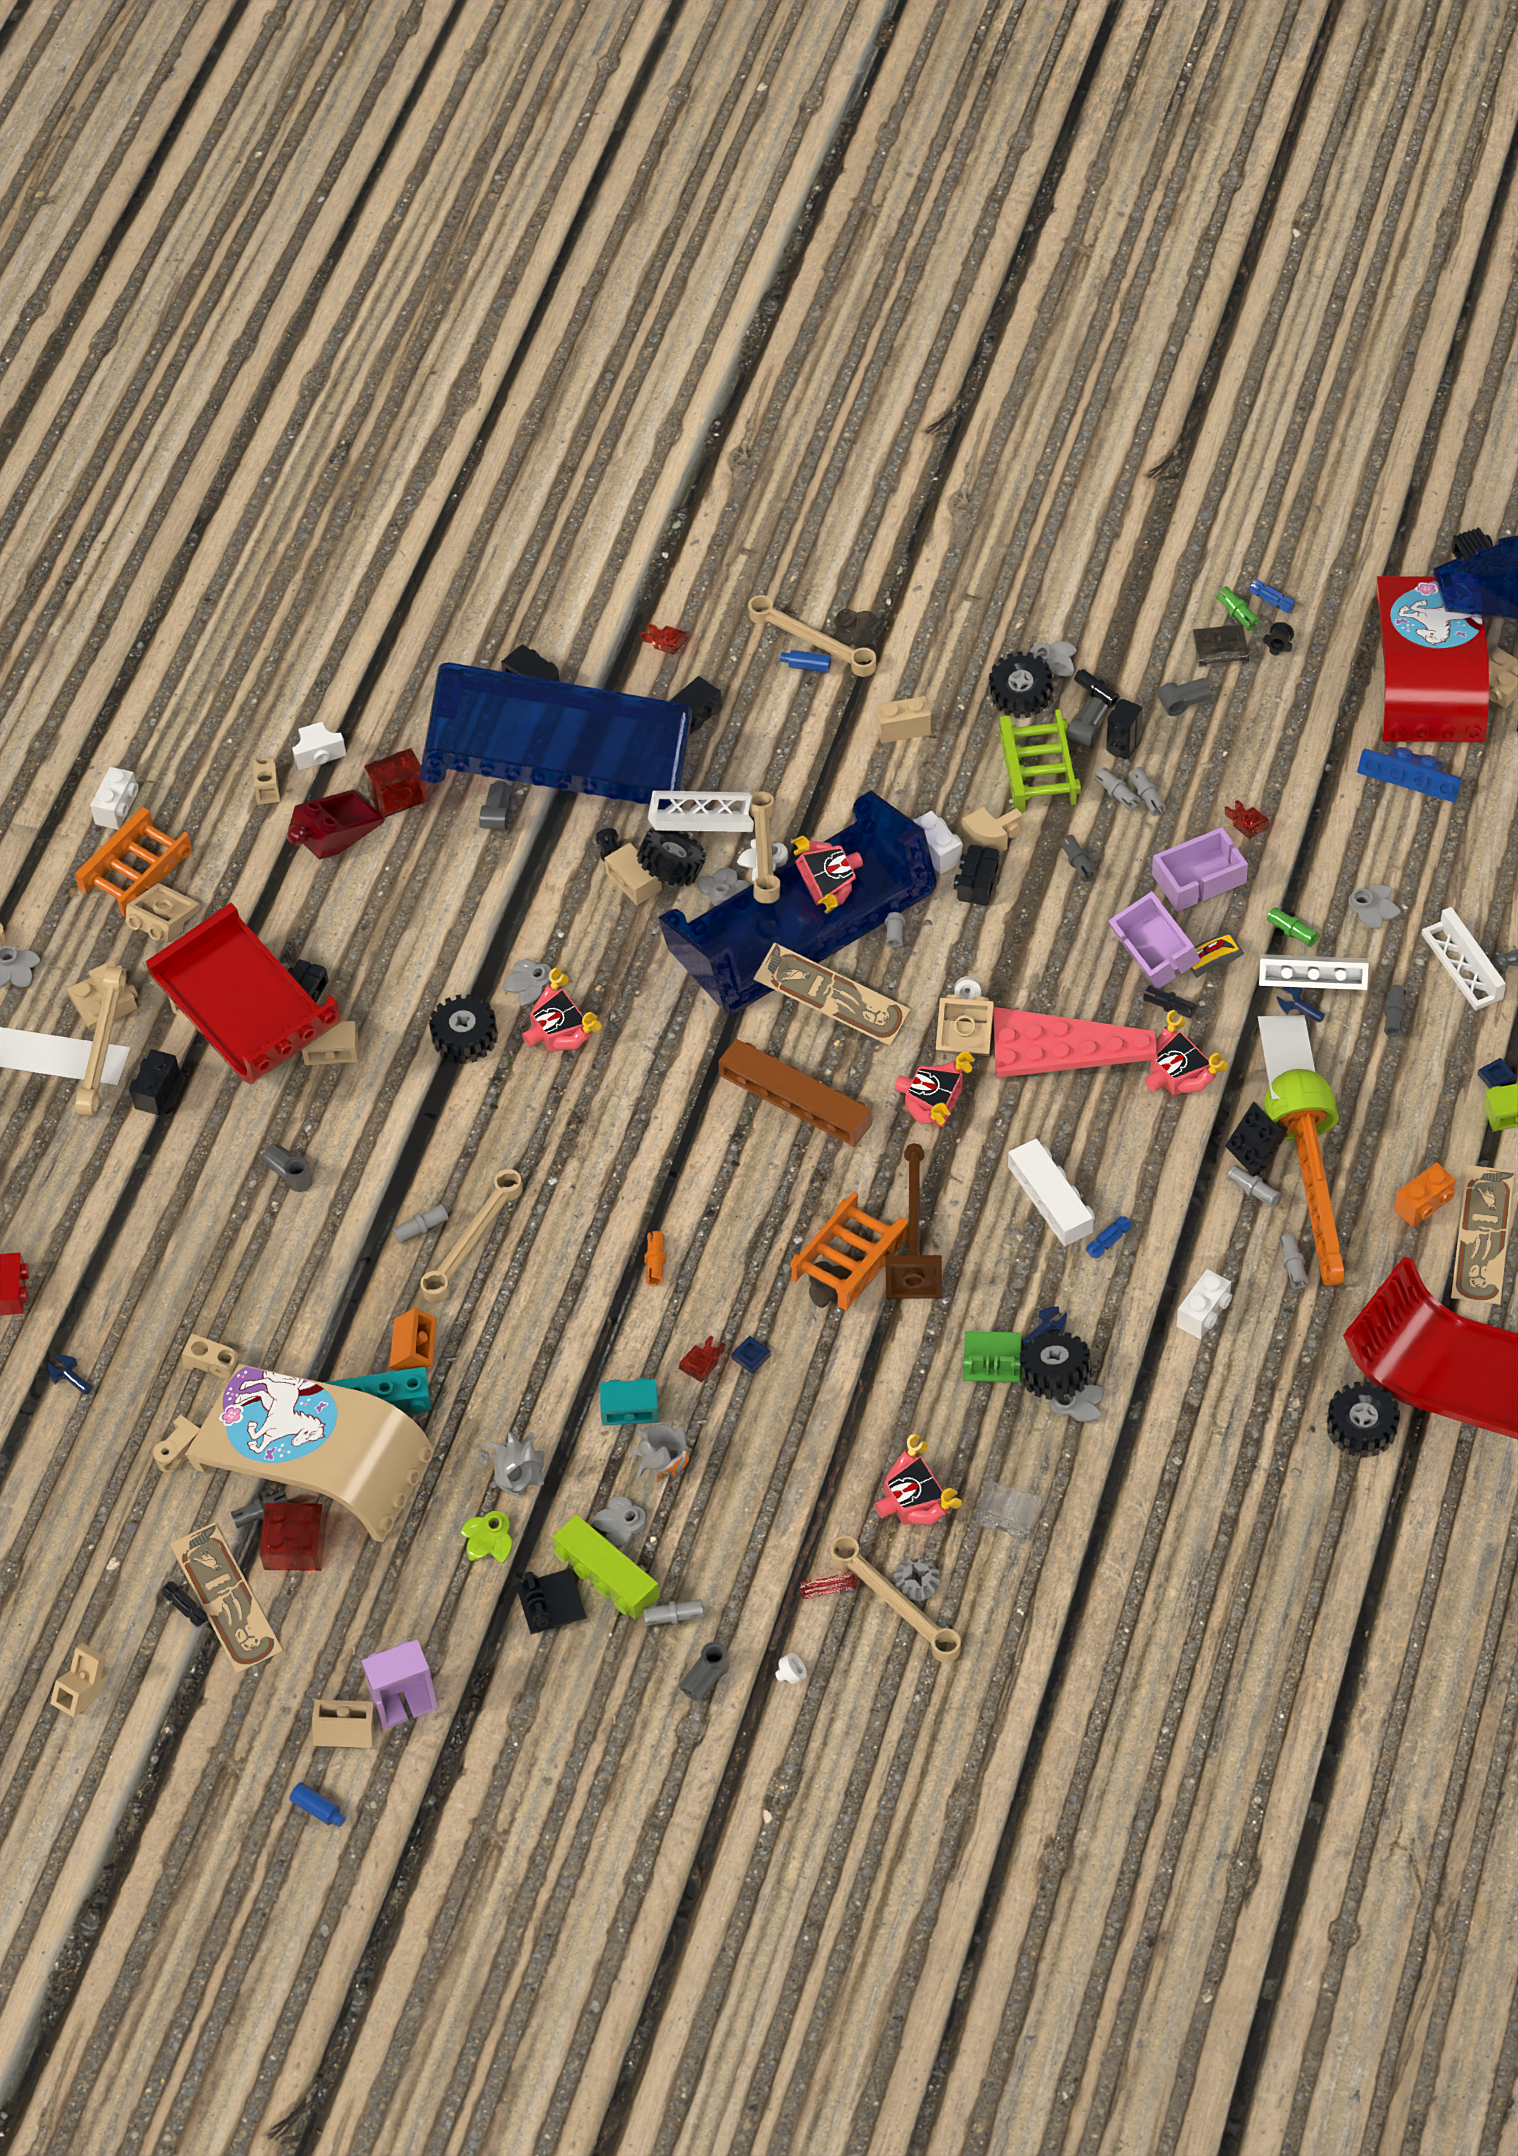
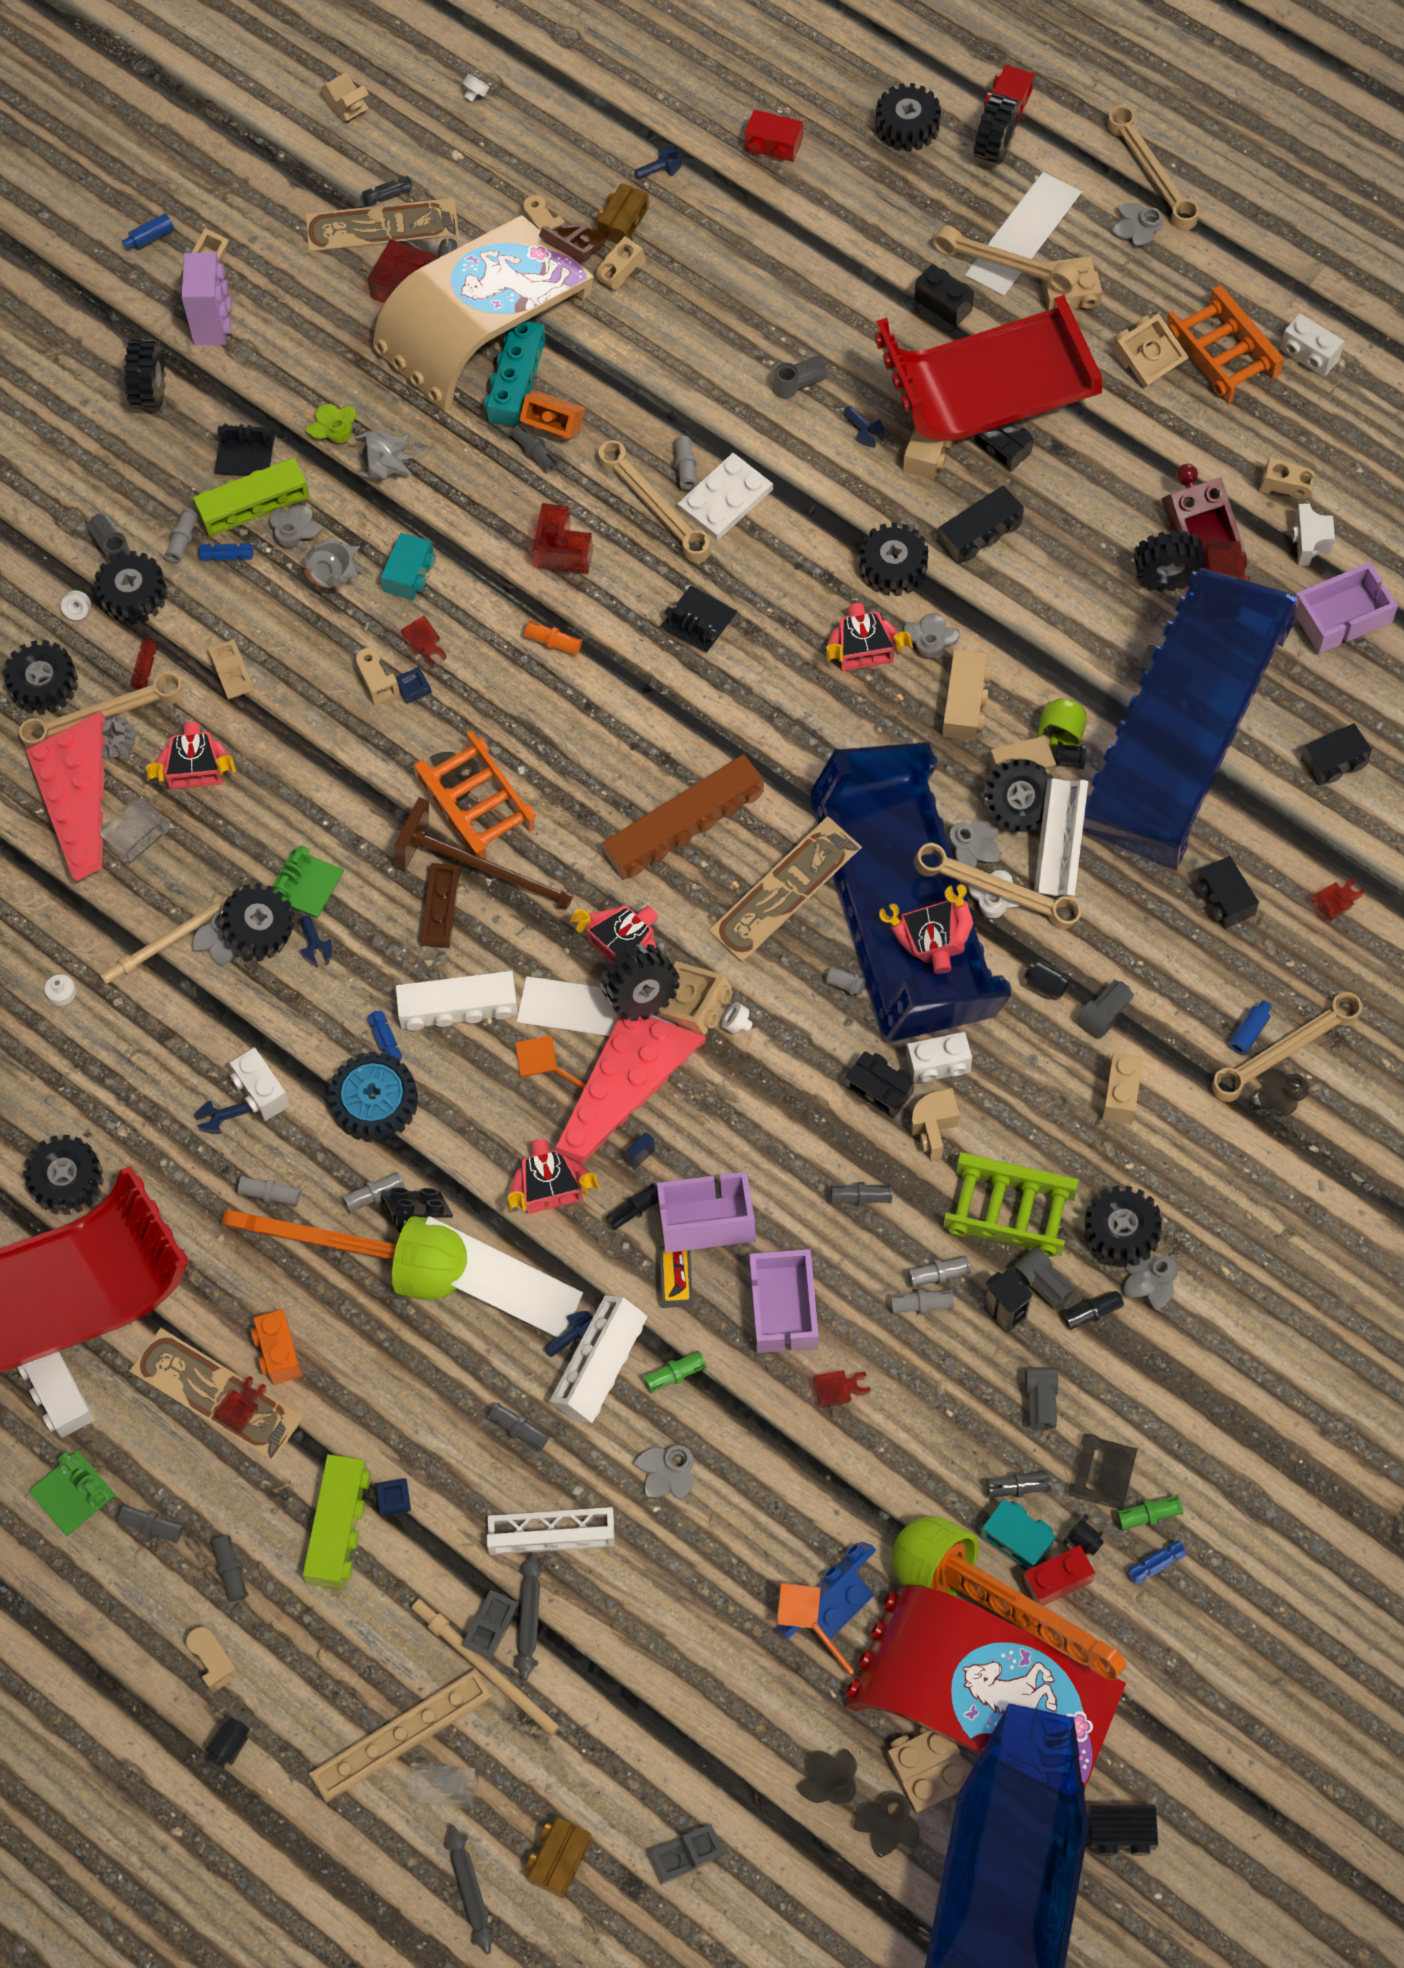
camera: 110 degrees right, 10 degrees up
(25, 1570) = (475, 87): none -> white tile
(147, 1377) = (623, 213): none -> pearl gold brick
(198, 1397) = (575, 240): none -> reddish brown wing
(320, 1093) = (865, 427): none -> dark blue bar
(387, 699) = (1345, 607): none -> lavender piece
(394, 820) = (1168, 560): none -> black wheel
(400, 977) = (980, 525): none -> black brick
(444, 1181) = (725, 496): none -> white plate
(451, 1351) = (535, 447): none -> dark grey pin
(509, 1707) = (144, 374): none -> black wheel
(555, 1288) = (558, 546): none -> clear red brick
(581, 854) = (1066, 715): none -> lime helmet
(582, 933) = (966, 695): none -> tan brick
(585, 1156) = (698, 618): none -> black hinge
(673, 1568) = (225, 551): none -> blue axle
(754, 1642) = (126, 600): none -> black wheel
(758, 1384) = (376, 682): none -> tan leg
(801, 1510) = (231, 669): none -> tan slope
(829, 796) = (1046, 979): none -> black brick
(843, 755) = (1101, 1014): none -> dark grey piece
(884, 1649) = (34, 665): none -> black wheel
(967, 1240) = (440, 905): none -> reddish brown plate
(981, 1044) = (639, 982): none -> black wheel
(984, 1580) = (72, 786): none -> coral wing
(1004, 1105) = (568, 1007): none -> white sticker
(1069, 1121) = (539, 1057): none -> orange piece
(1119, 1013) = (640, 1150): none -> dark blue tile
(1139, 1461) = (128, 963): none -> tan bar
(1170, 1219) = (378, 1117): none -> wheel
(1191, 1507) = (60, 990): none -> white tile
(1242, 1341) = (219, 1116): none -> dark blue bar
(1260, 689) = (1018, 1484): none -> dark grey pin
(1300, 675) = (1018, 1534): none -> teal brick
(1319, 642) = (1058, 1576): none -> red brick
(1351, 709) = (944, 1558): none -> orange piece
(1438, 774) = (800, 1608): none -> orange piece
(1489, 1204) = (239, 1408): none -> clear red plate

